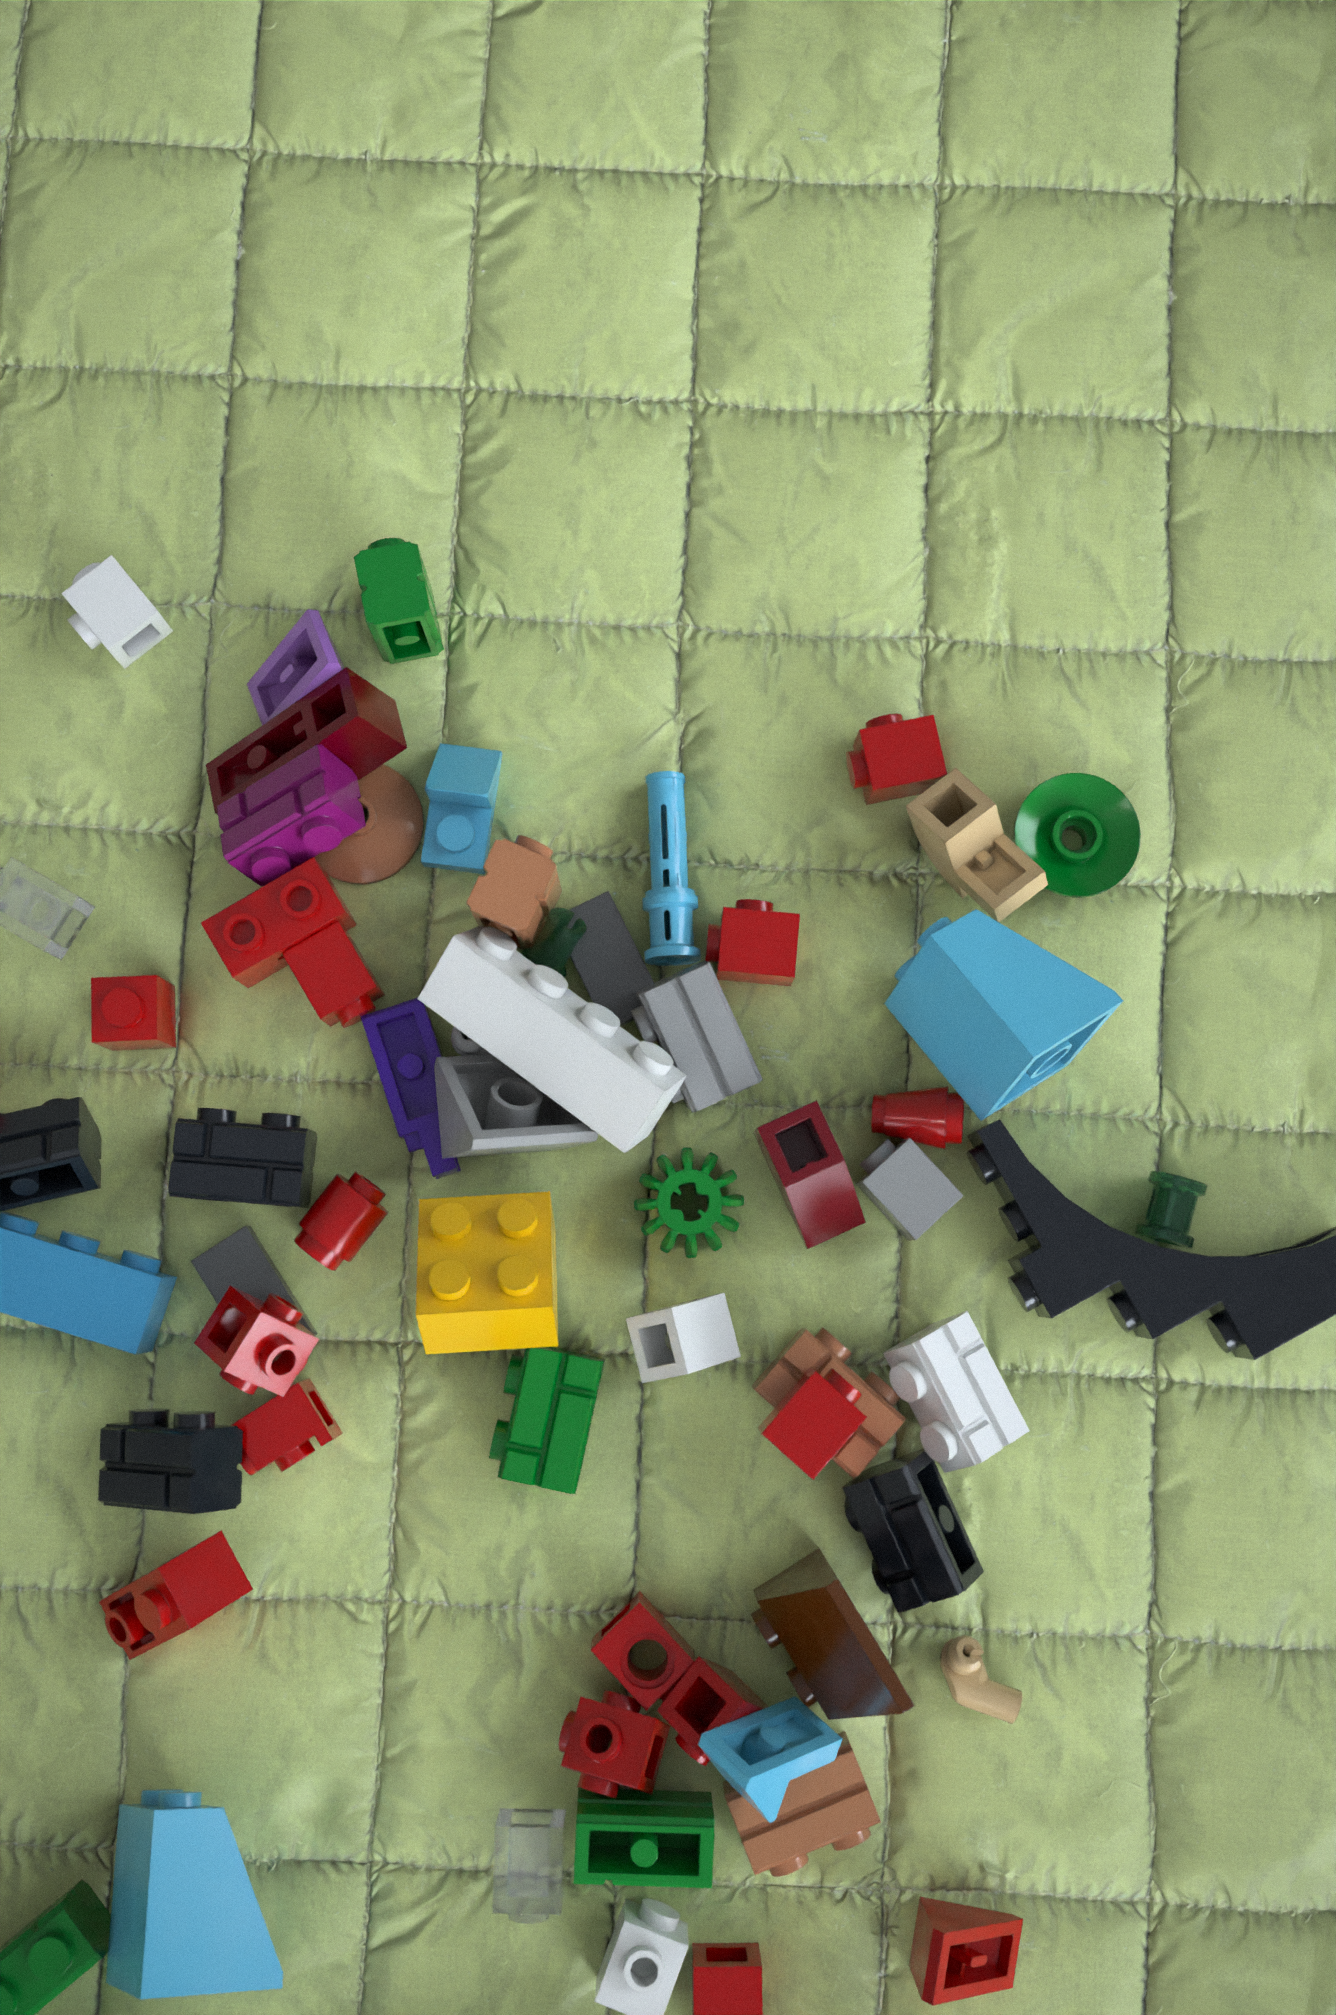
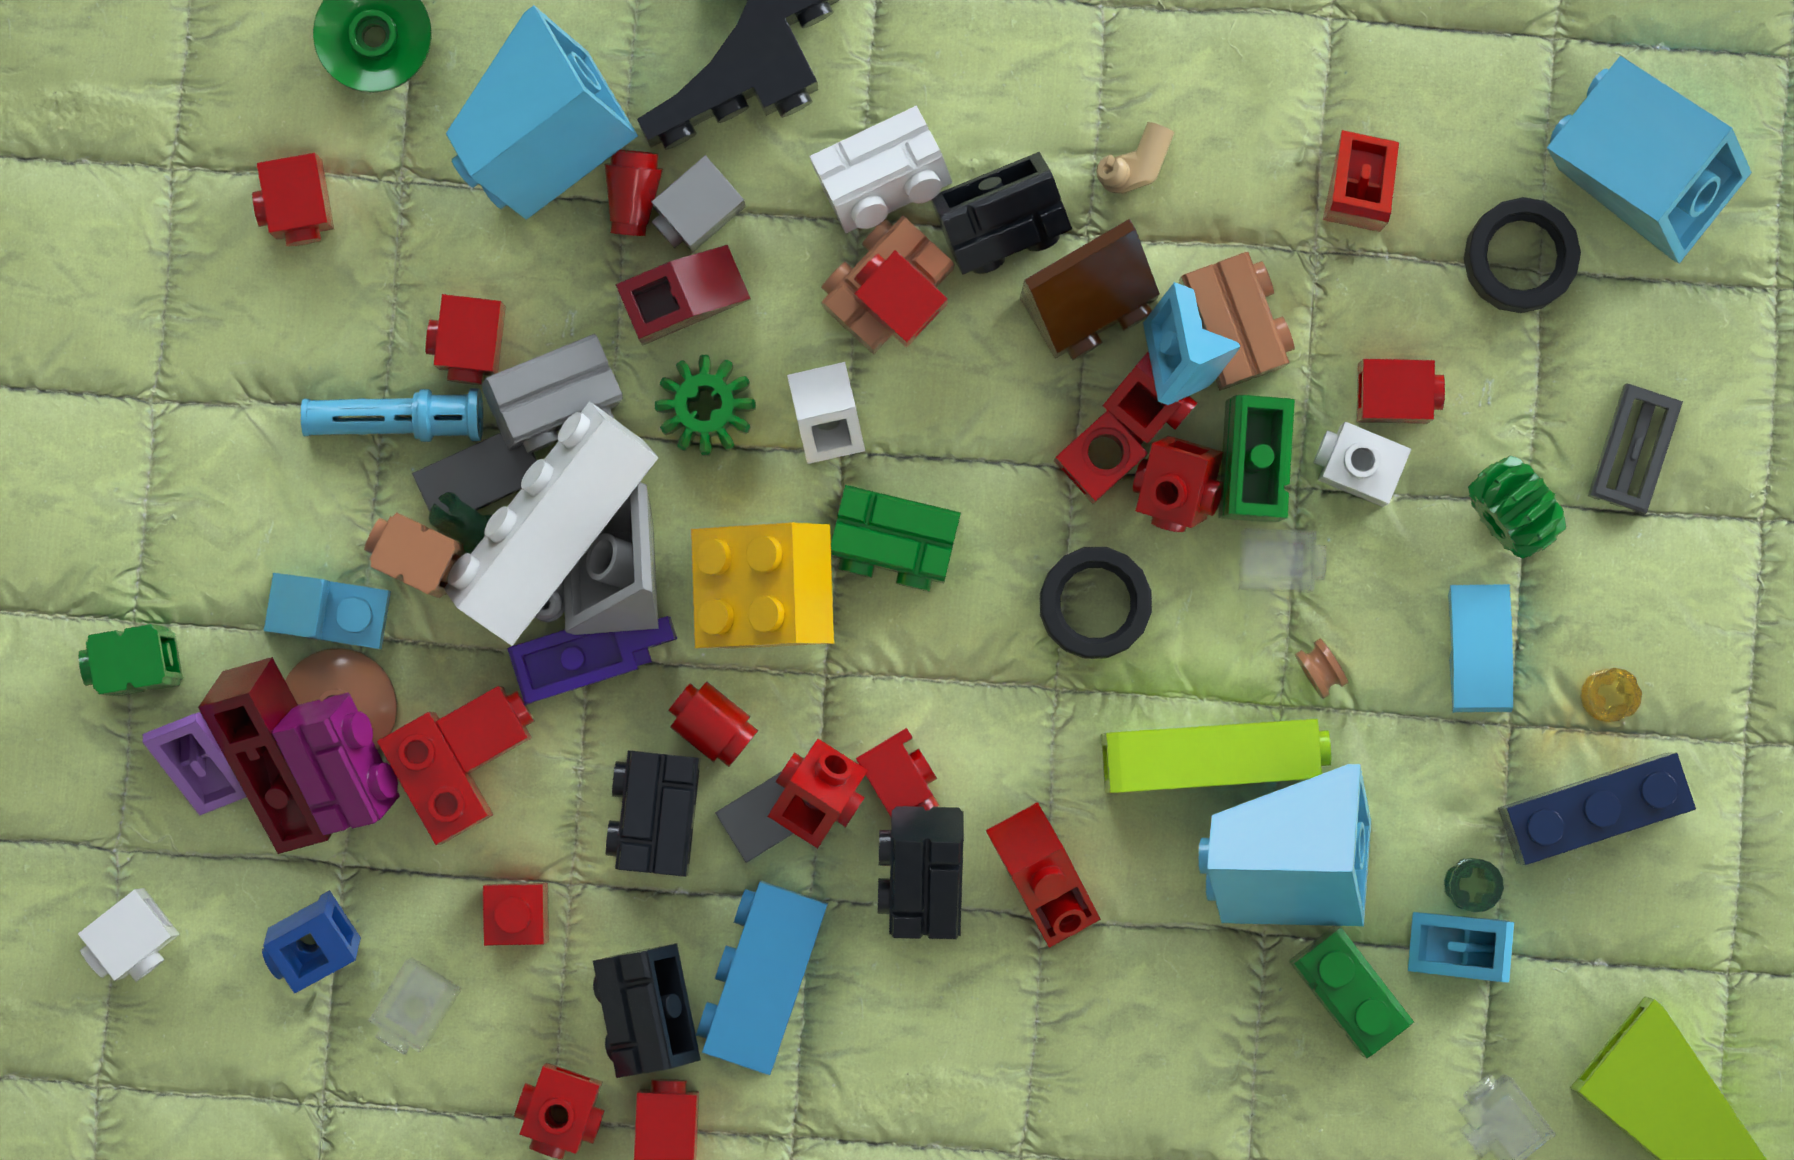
camera: 85 degrees left, 5 degrees up
(105, 800) = (304, 963): none -> blue brick
(303, 1790) = (1214, 755): none -> lime slope
(408, 1915) = (1321, 668): none -> nougat bush
(479, 1700) = (1127, 571): none -> black tyre
(968, 846) = (383, 132): tan brick -> none

